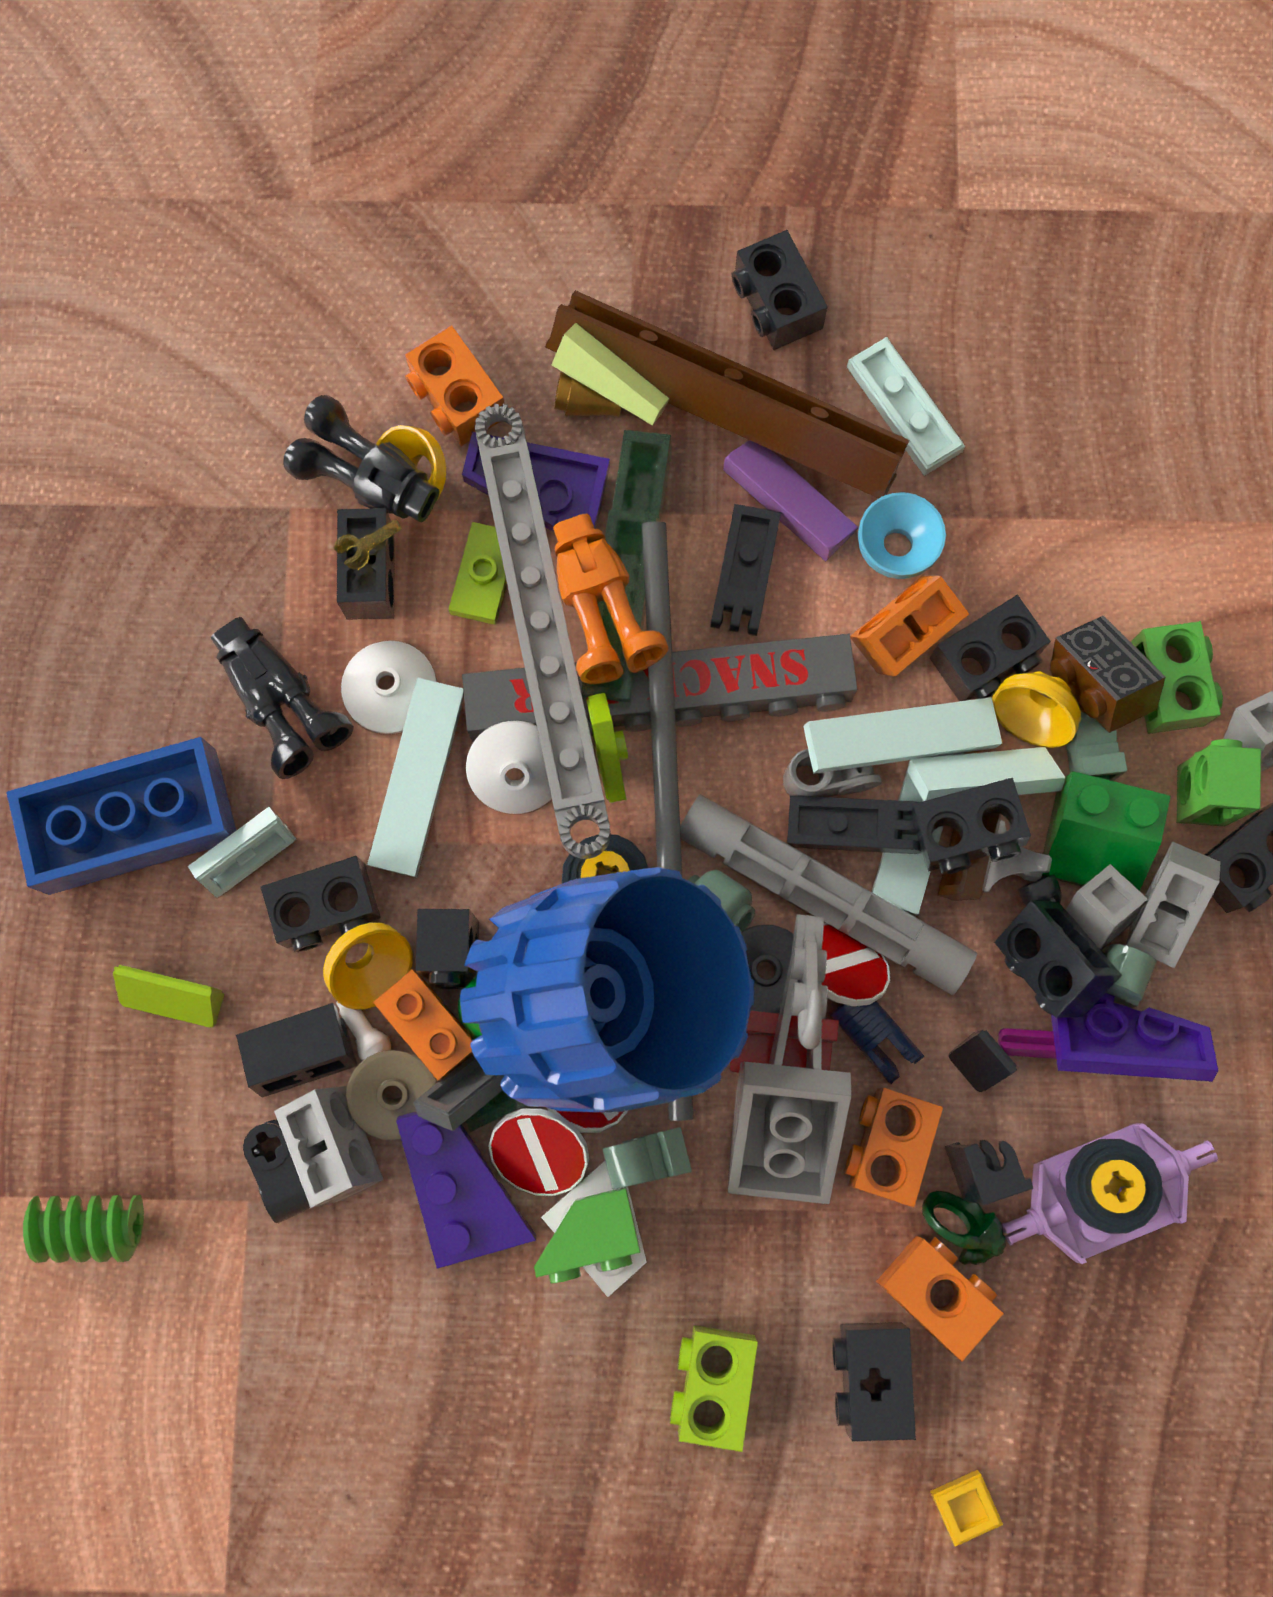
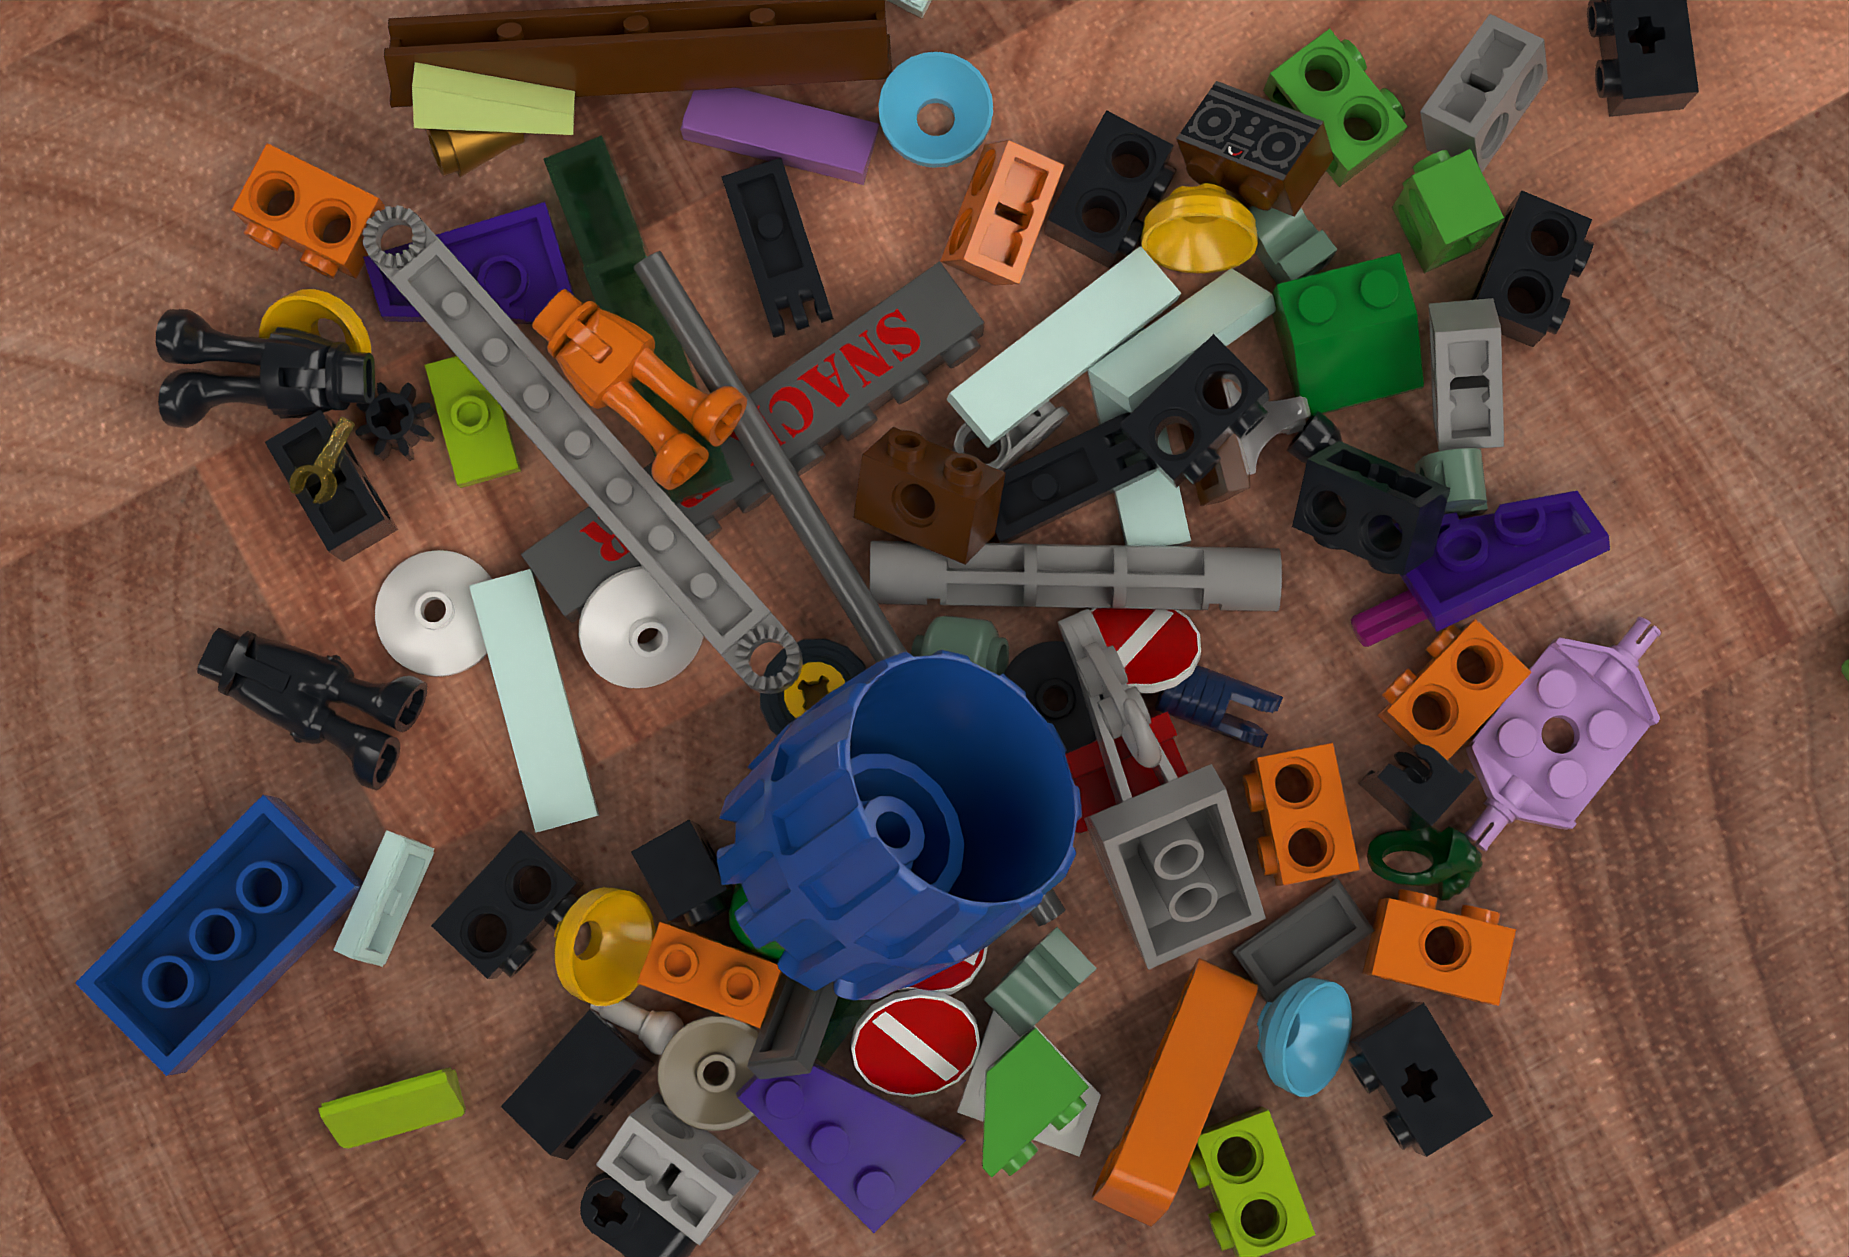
camera: 30 degrees left, 5 degrees up
(422, 539) = (412, 424): none -> black gear
(609, 747) = (739, 545): lime plate -> none
(698, 1293) = (1176, 1094): none -> orange beam
(756, 783) = (929, 494): none -> reddish brown brick
(812, 1303) = (1305, 1035): none -> medium azure piece
(846, 1234) = (1302, 940): none -> dark grey tile
(966, 1508) = (1587, 1157): yellow tile -> none
(982, 1061) = (1349, 666): black slope -> none
(1048, 1131) = (1462, 703): none -> orange brick
(1094, 1188) = (1543, 739): black wheel -> none
(1106, 906) = (1394, 418): light grey brick -> none

